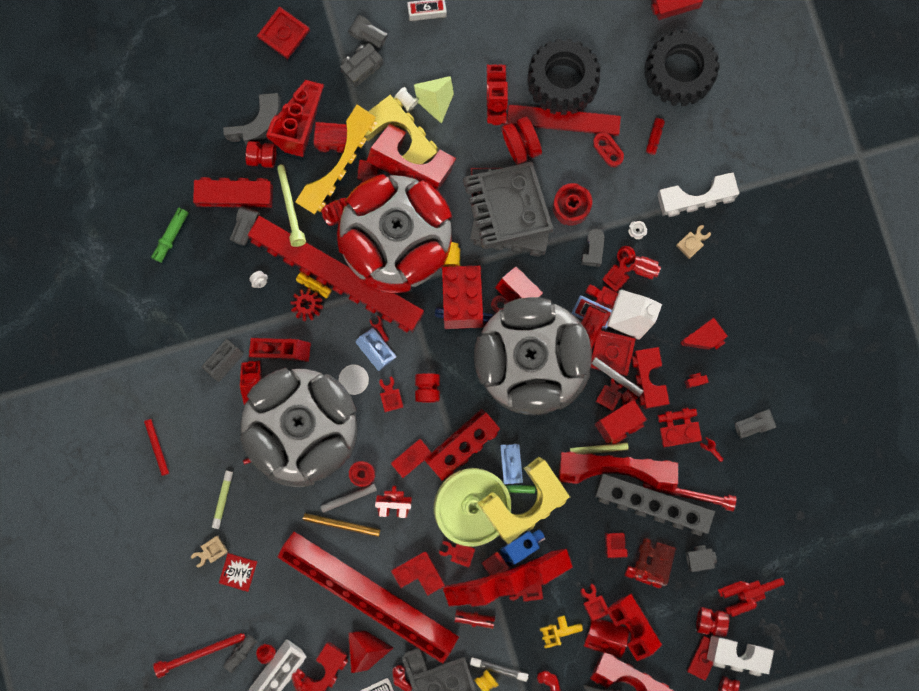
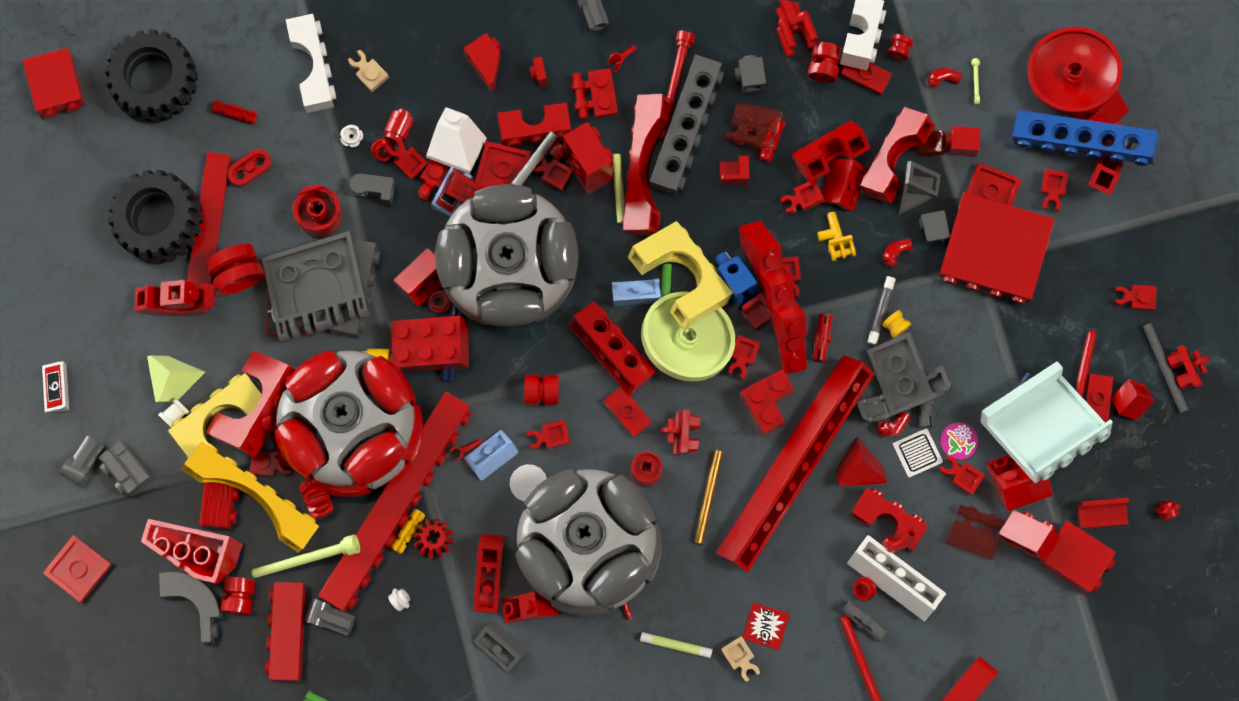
camera: 90 degrees left, 5 degrees down
(348, 498) = (675, 489): light grey bar -> none

